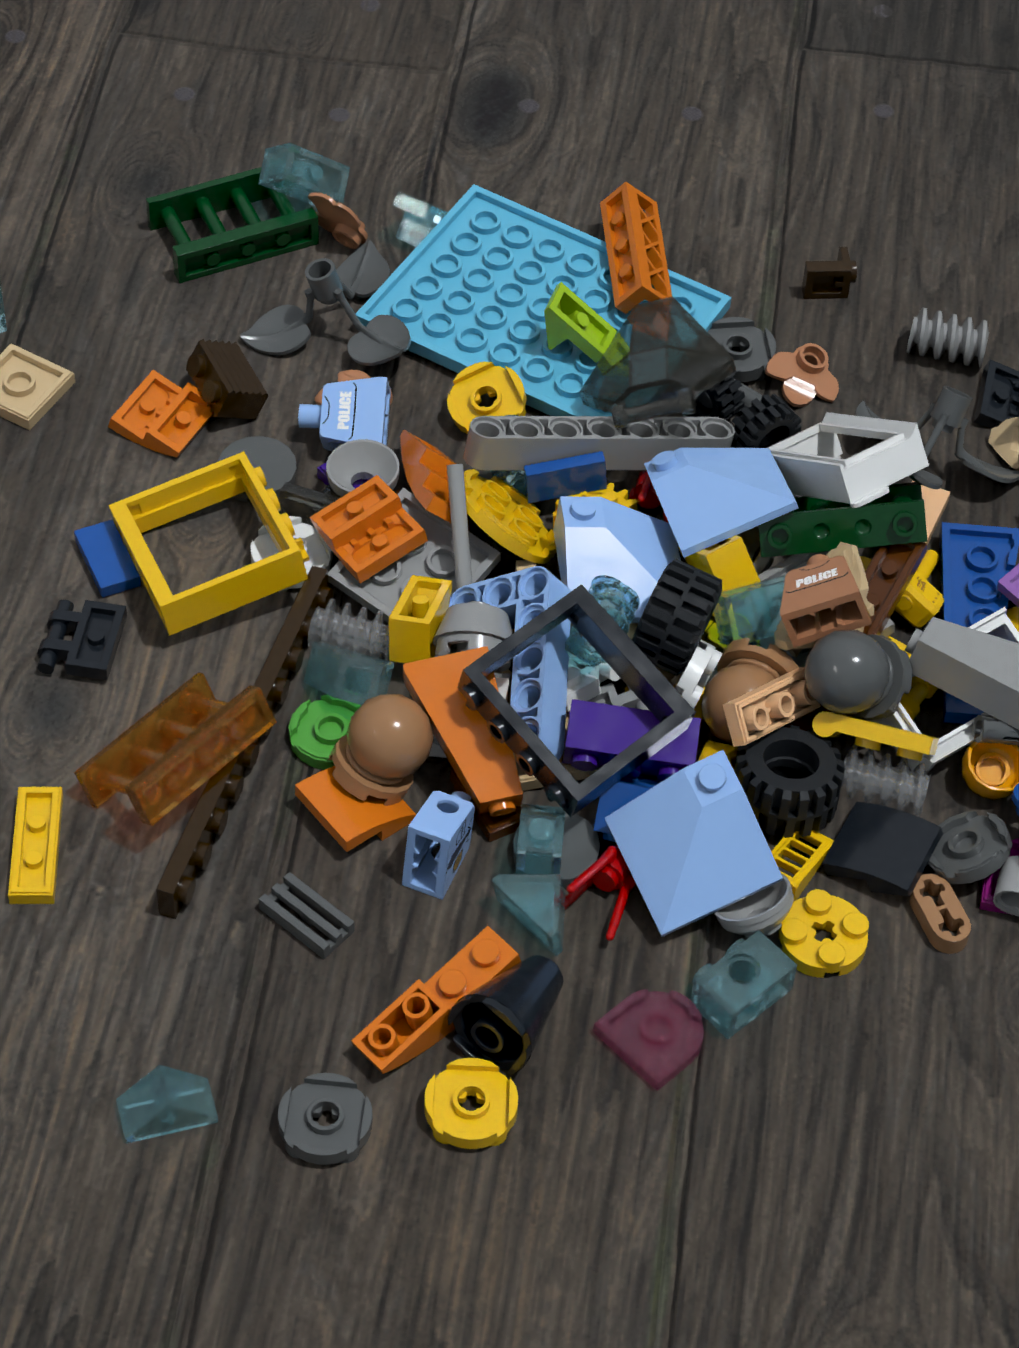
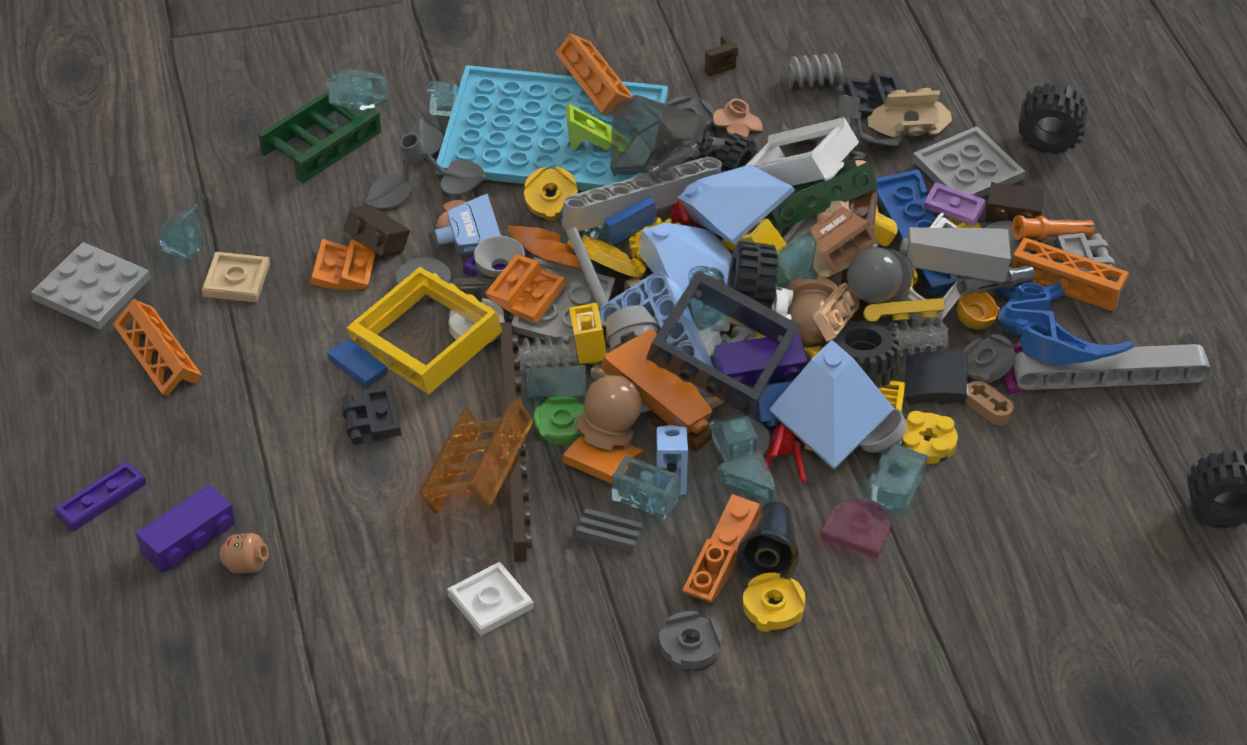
camera: 20 degrees left, 5 degrees down
(35, 845) = (413, 547): yellow tile -> none
(95, 956) = (490, 598): none -> white tile
(165, 1104) = (585, 667): clear light blue slope -> none
(339, 220) = (393, 111): nougat plate -> none
(380, 871) = (645, 487): none -> clear light blue brick

